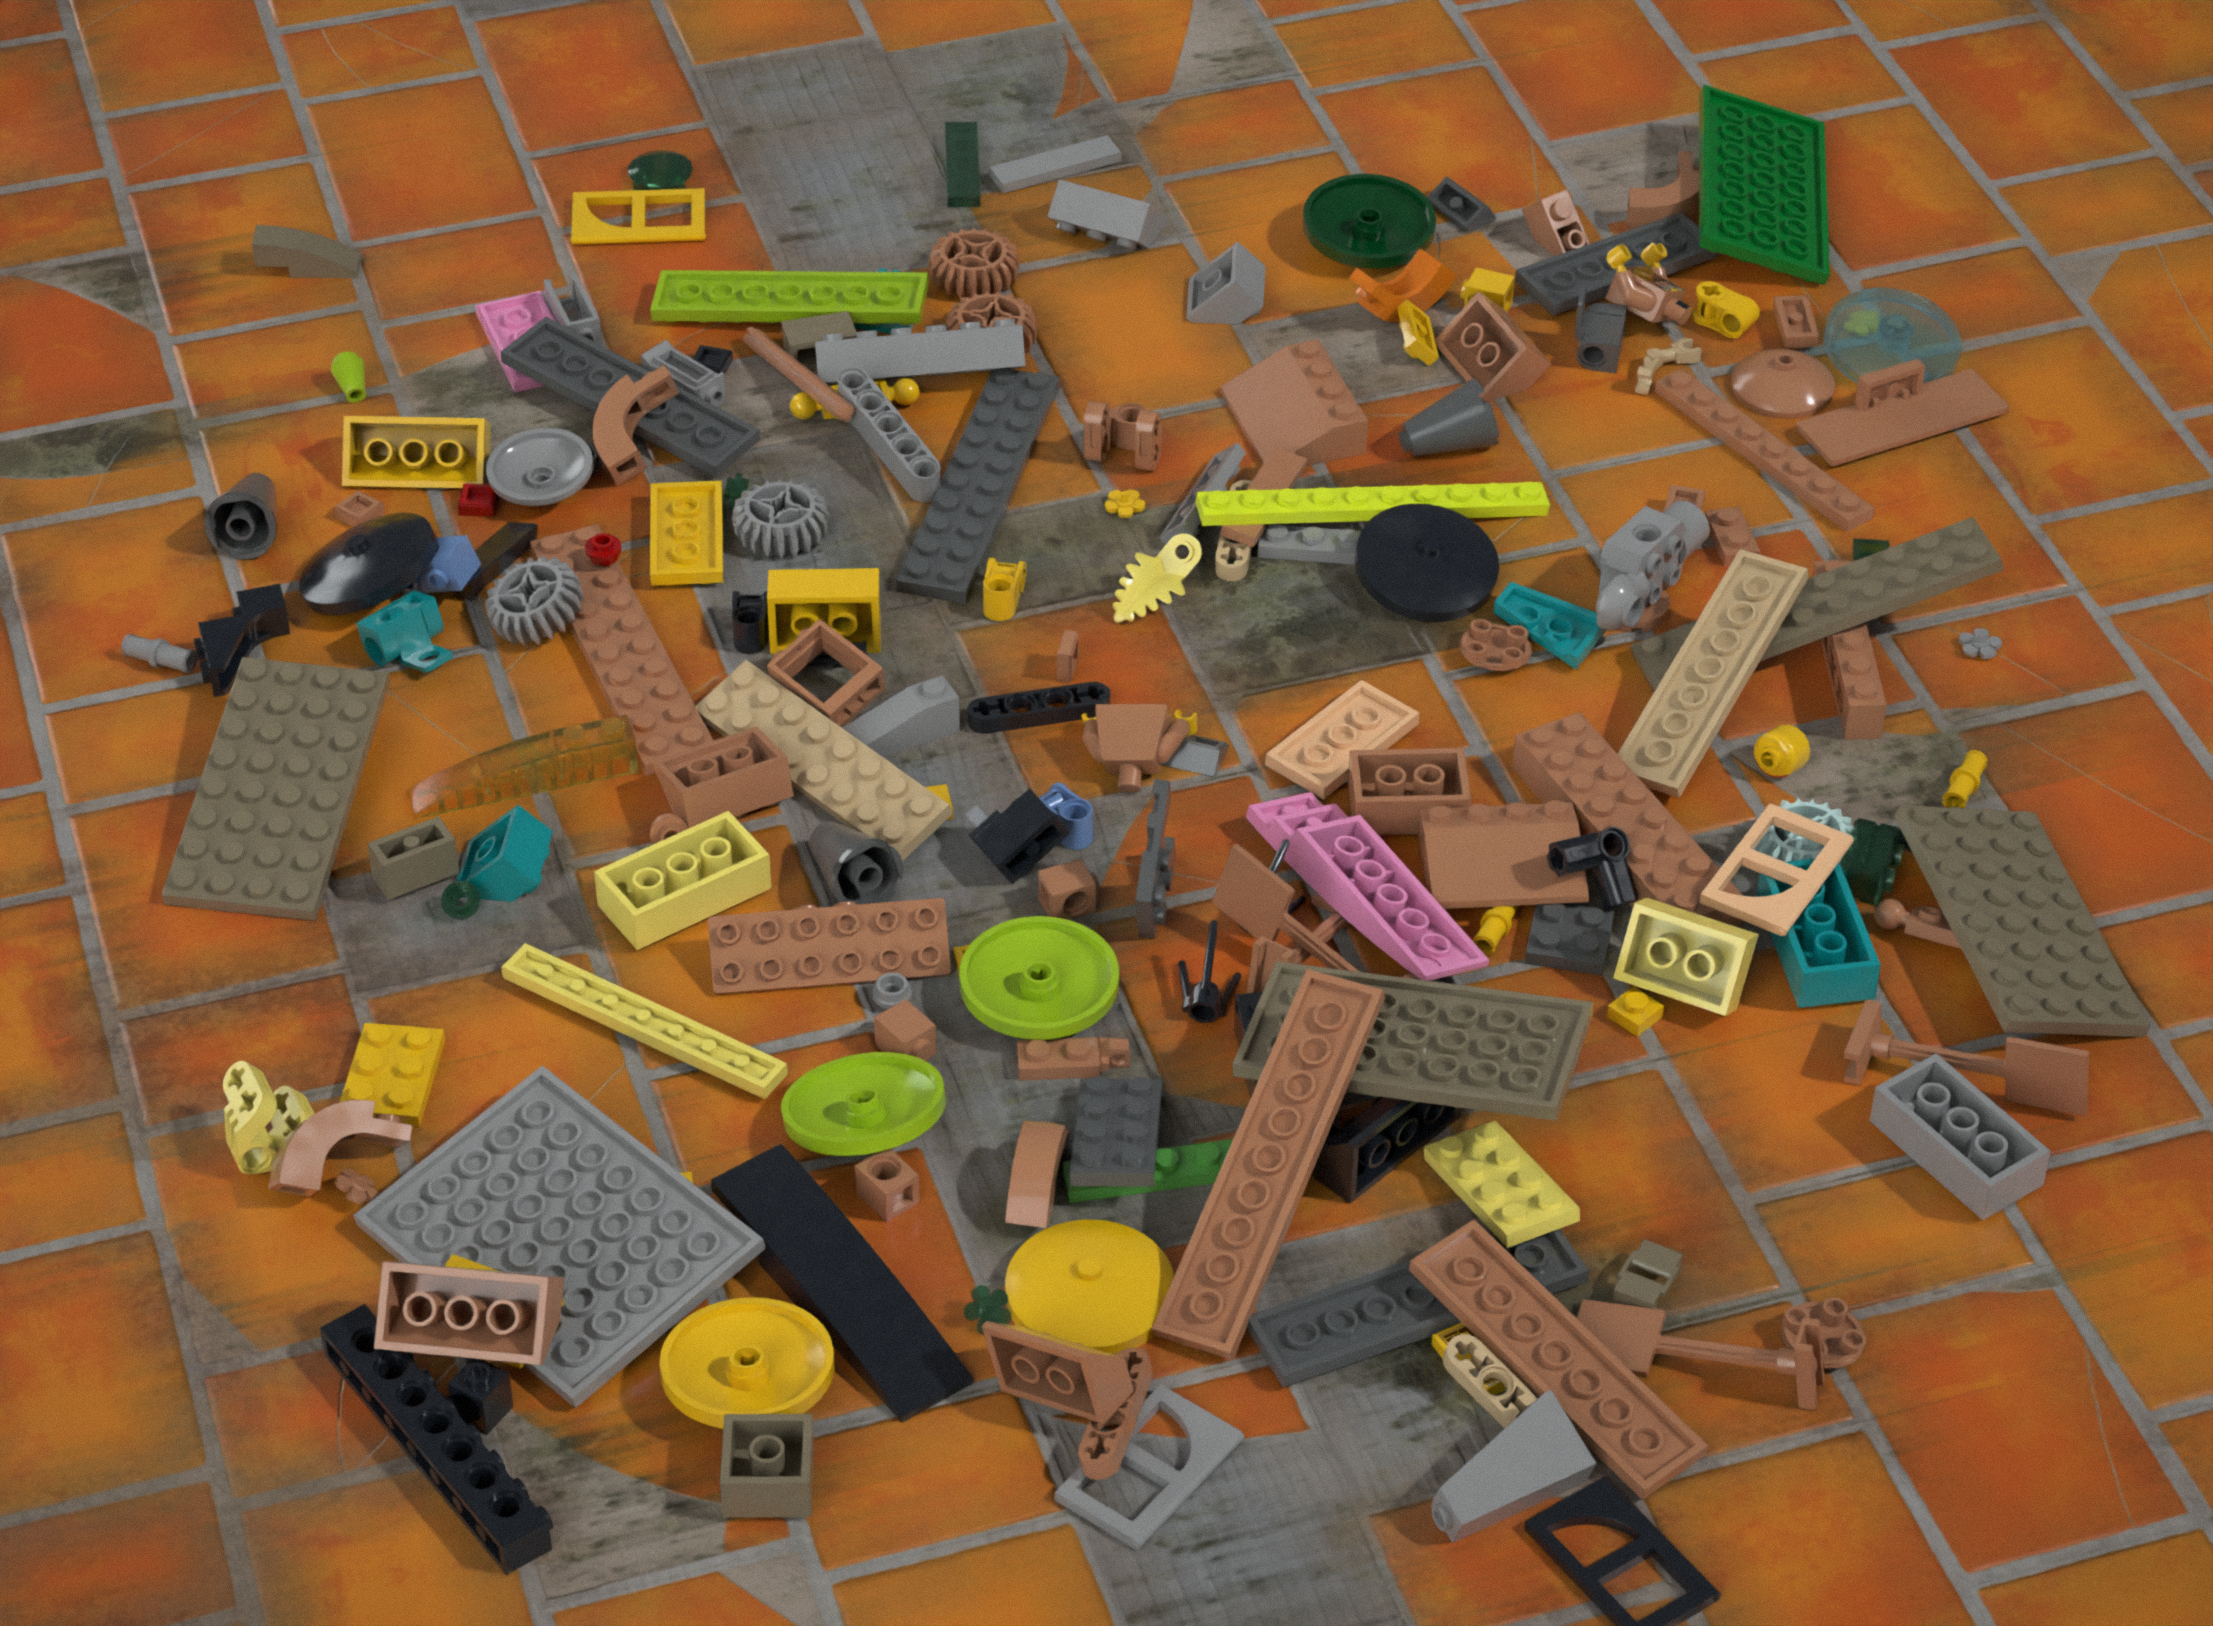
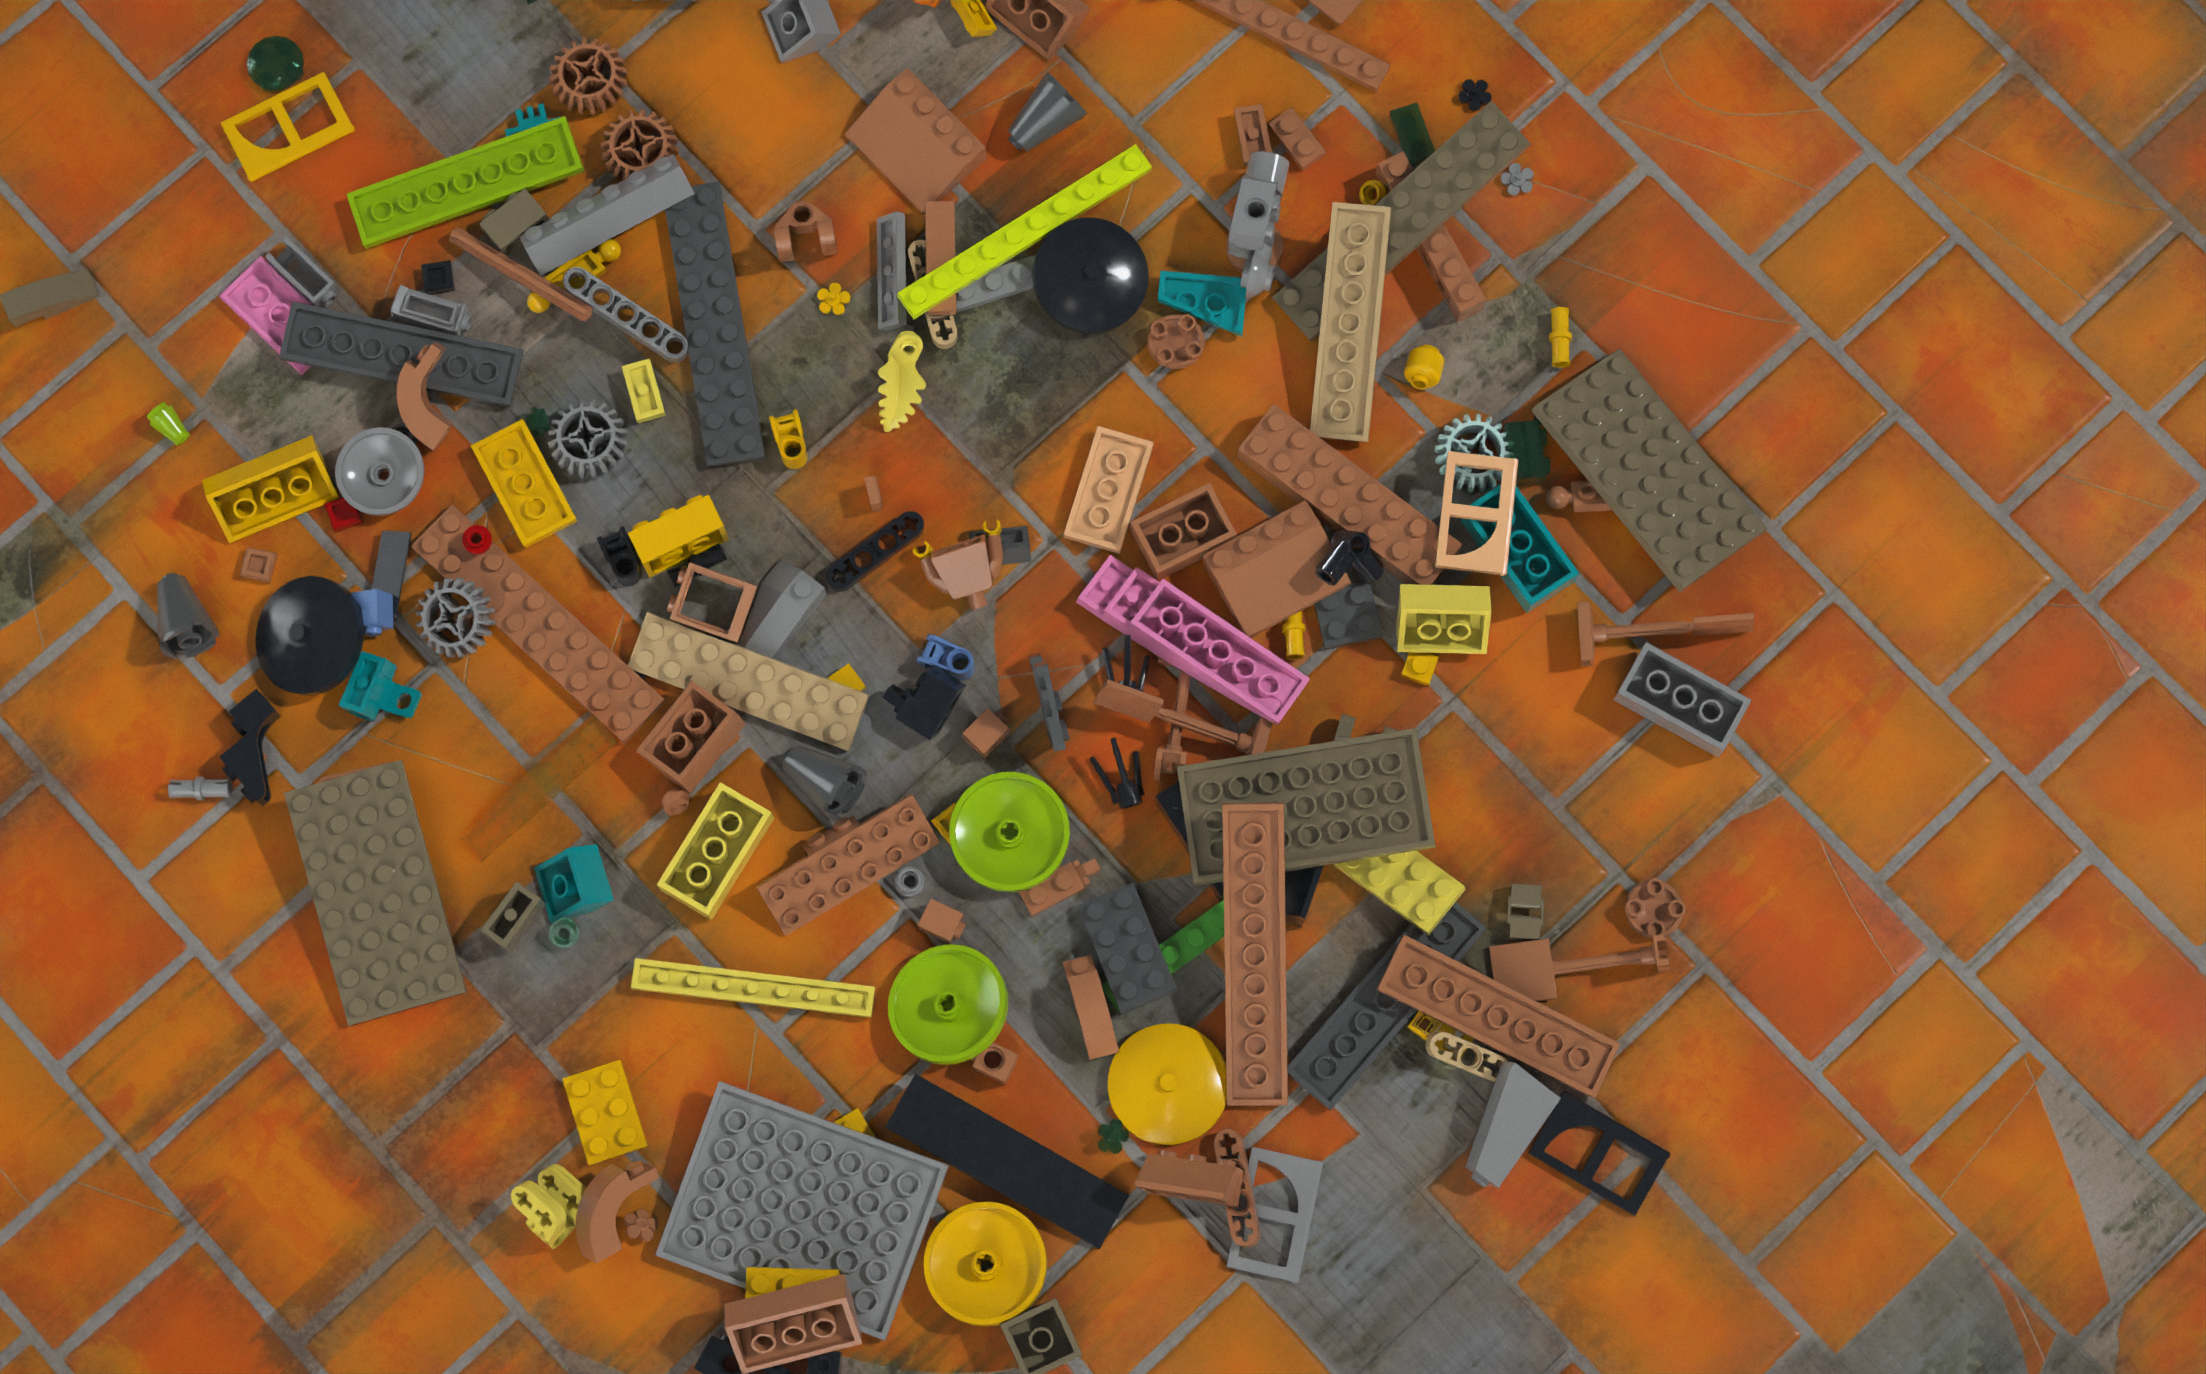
camera: 25 degrees left, 35 degrees up
(867, 503) = (643, 390): none -> light yellow plate

